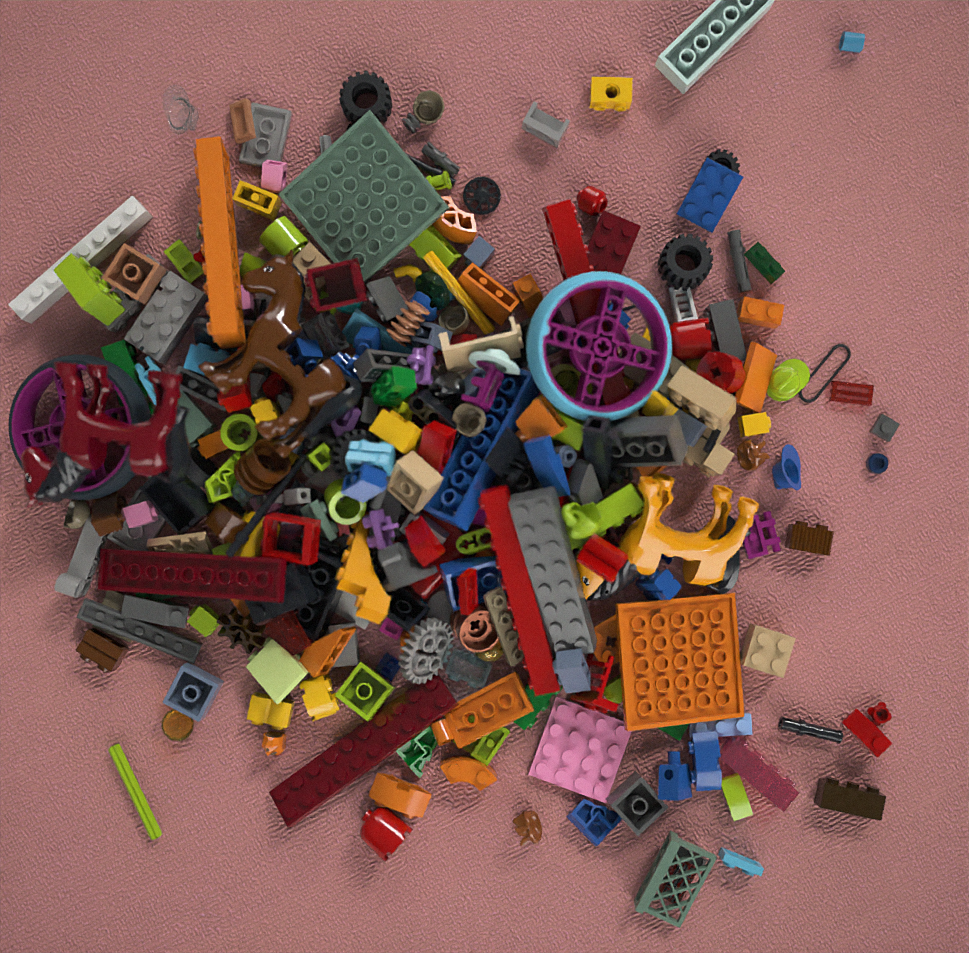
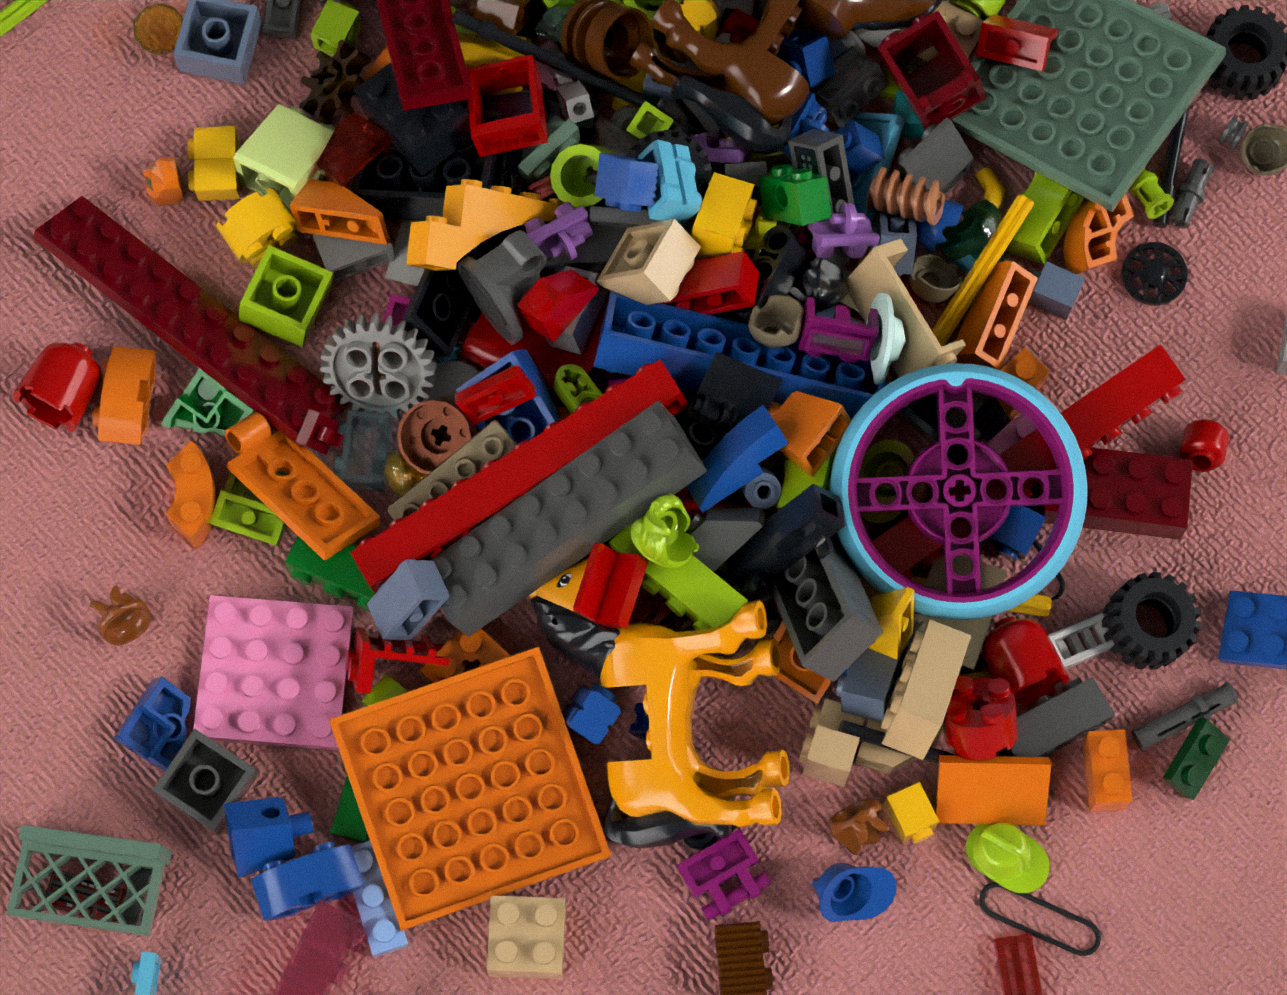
camera: 70 degrees right, 15 degrees down
(327, 229) = (1015, 42): none -> red panel
(388, 666) = (326, 323): clear blue tile -> none
(453, 692) = (319, 432): none -> dark red tile
(736, 797) = (256, 955): lime slope -> none

